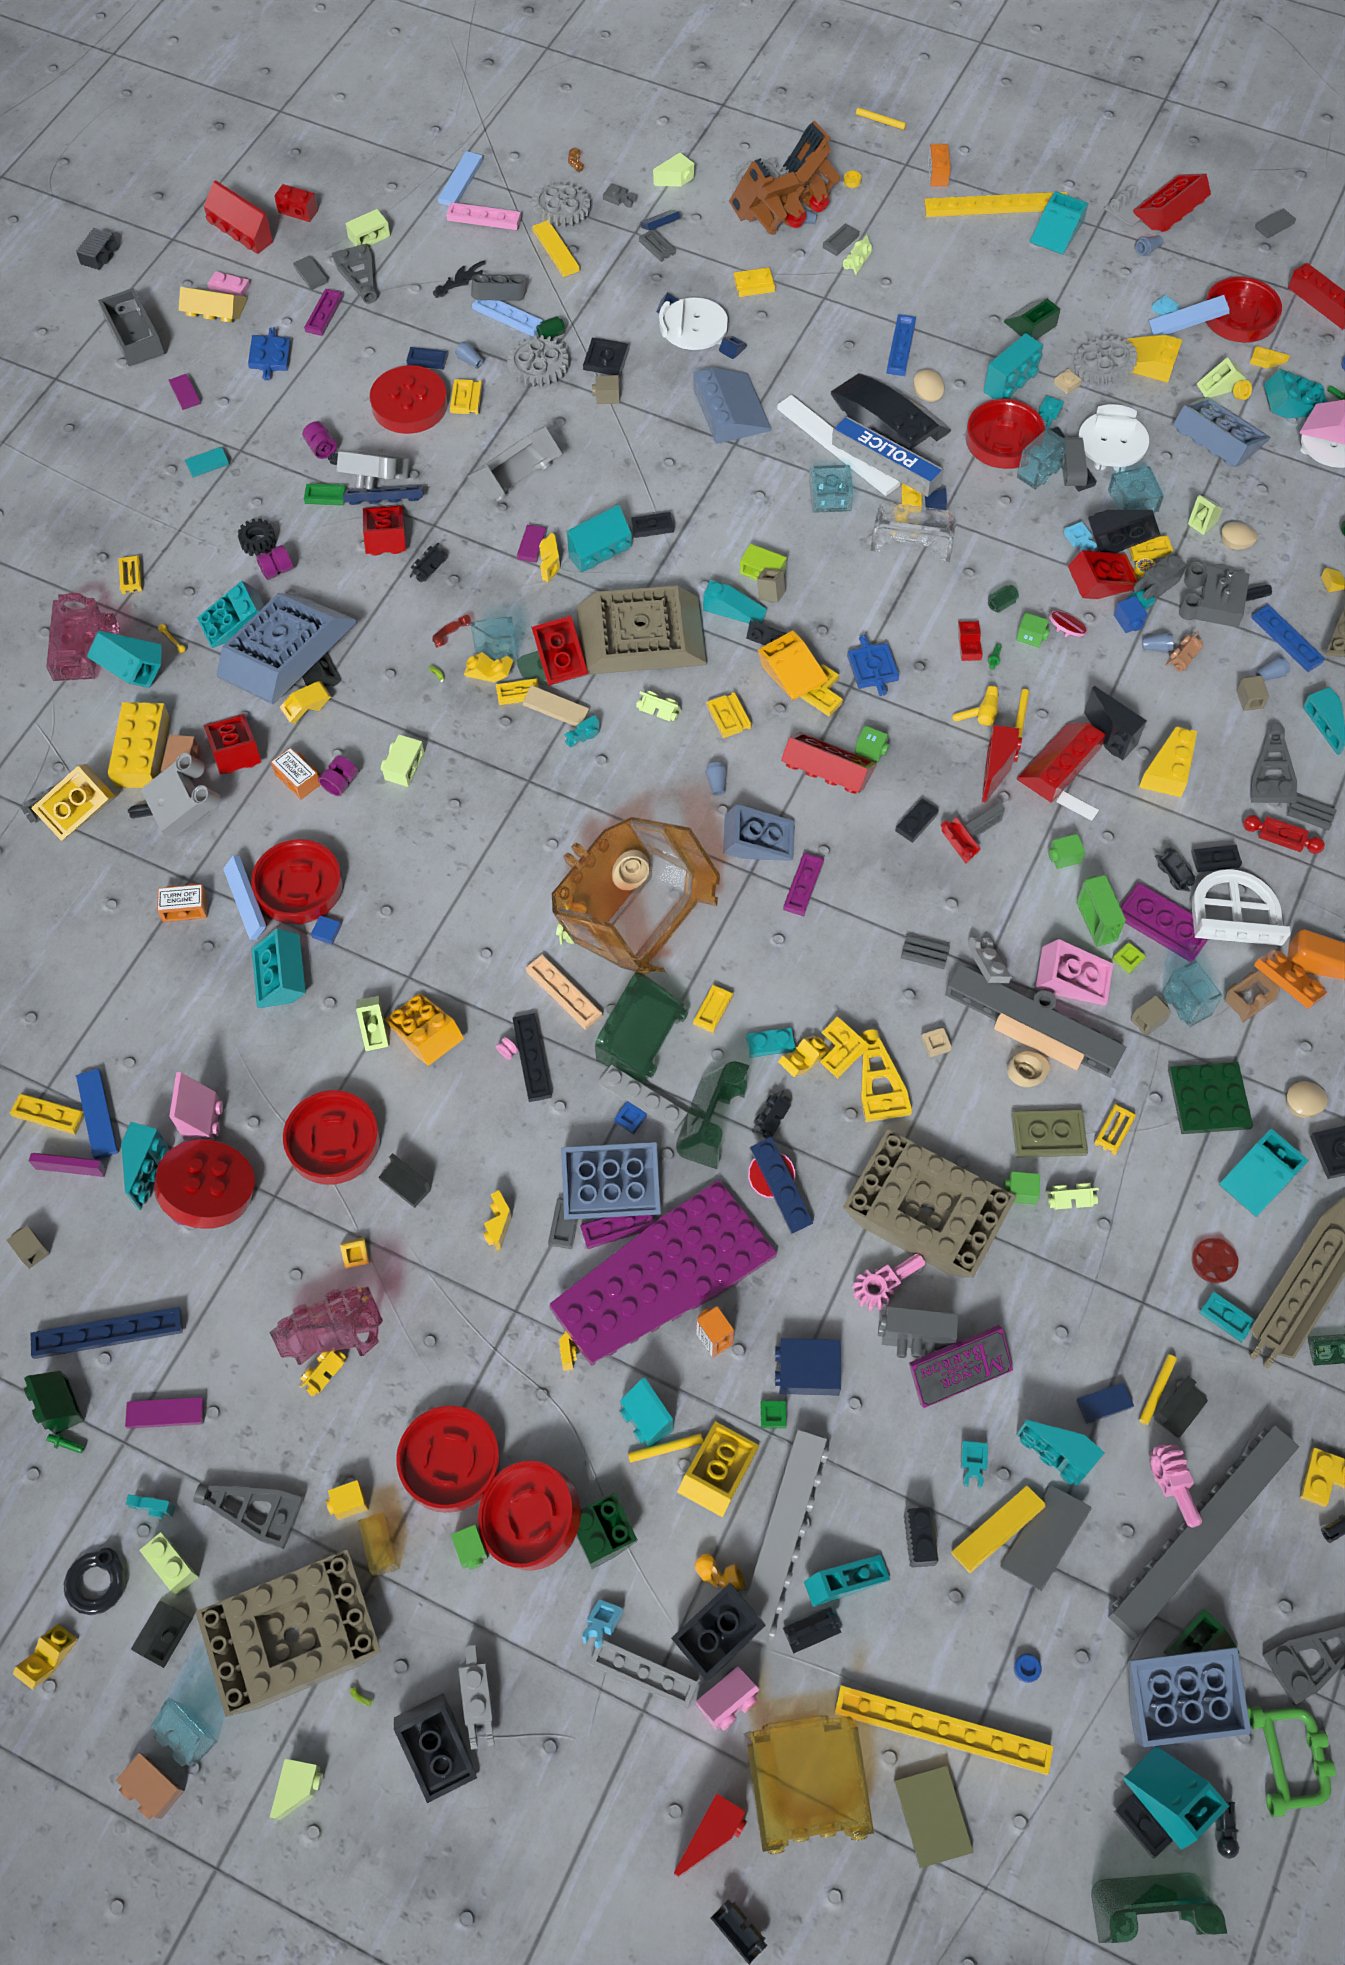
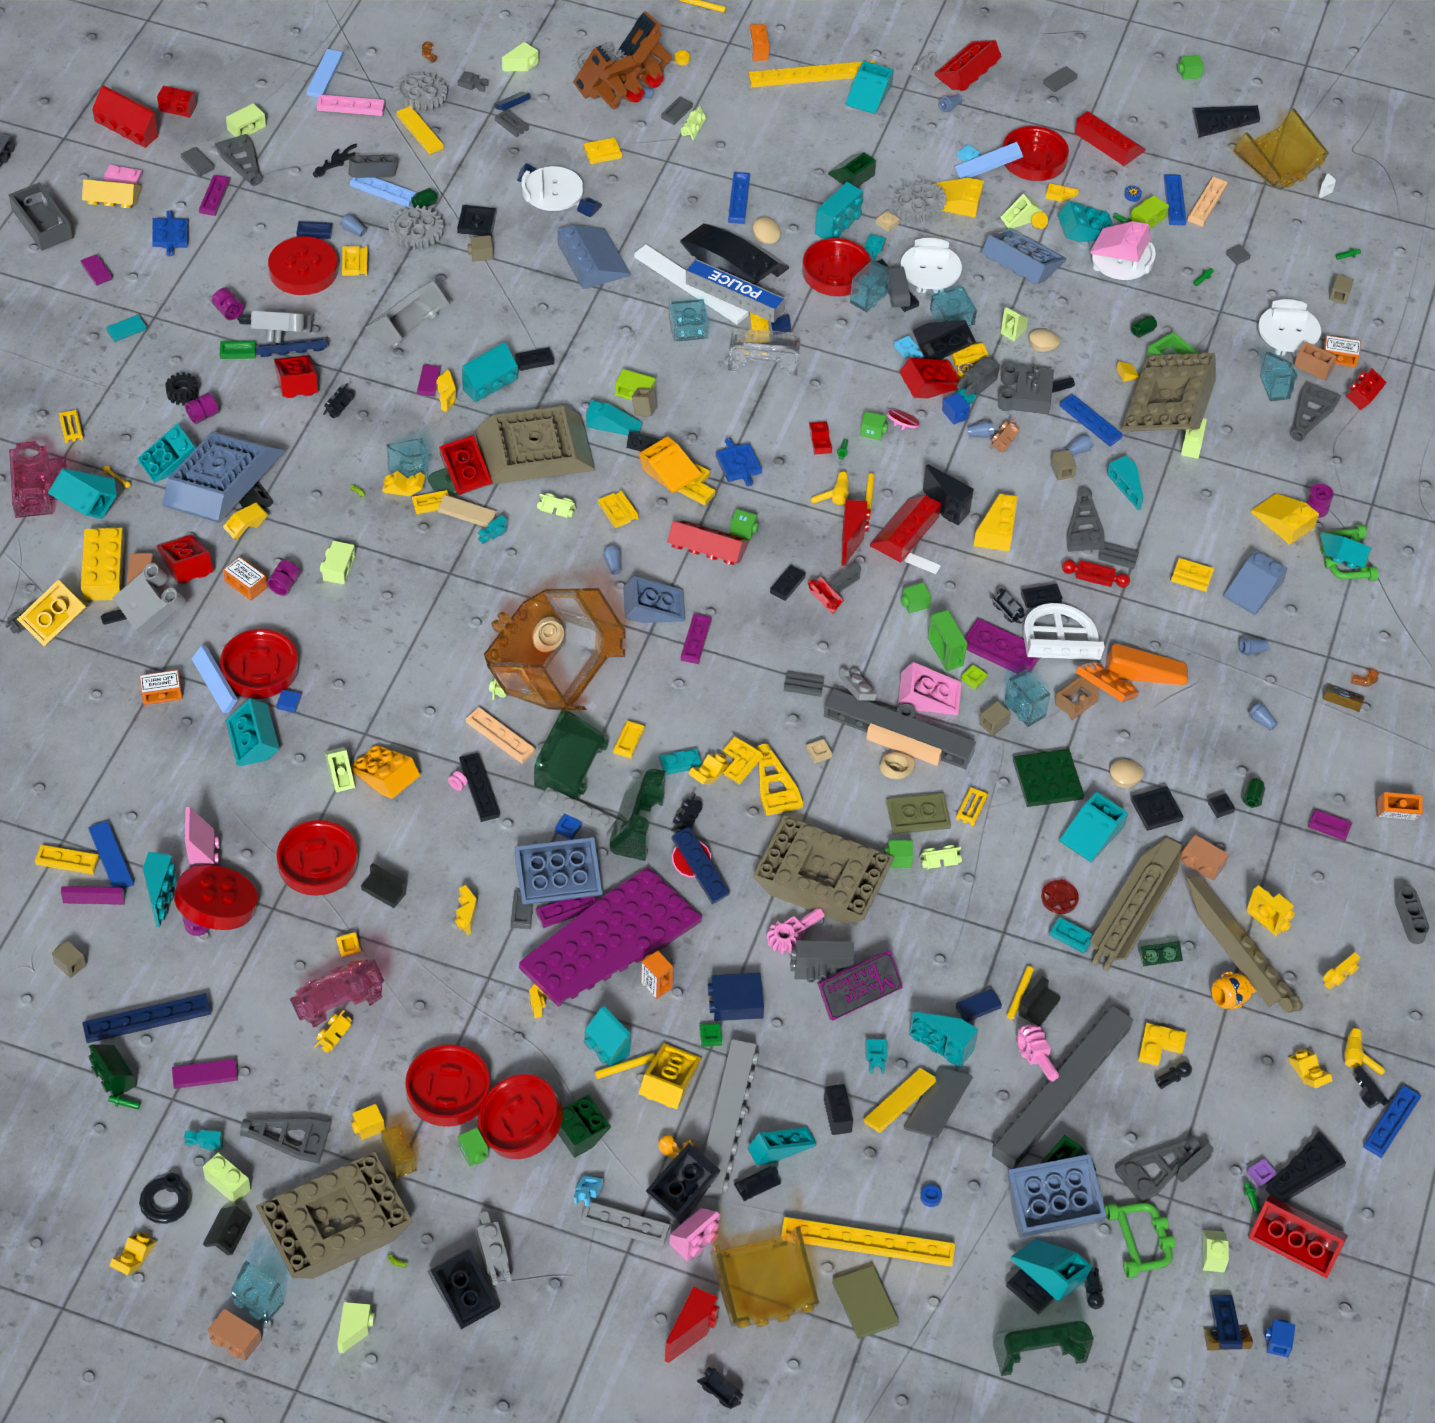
camera: 10 degrees left, 10 degrees down
(452, 627) = (356, 461): clear red arm -> none
(1003, 598) = (845, 401): clear green brick -> none

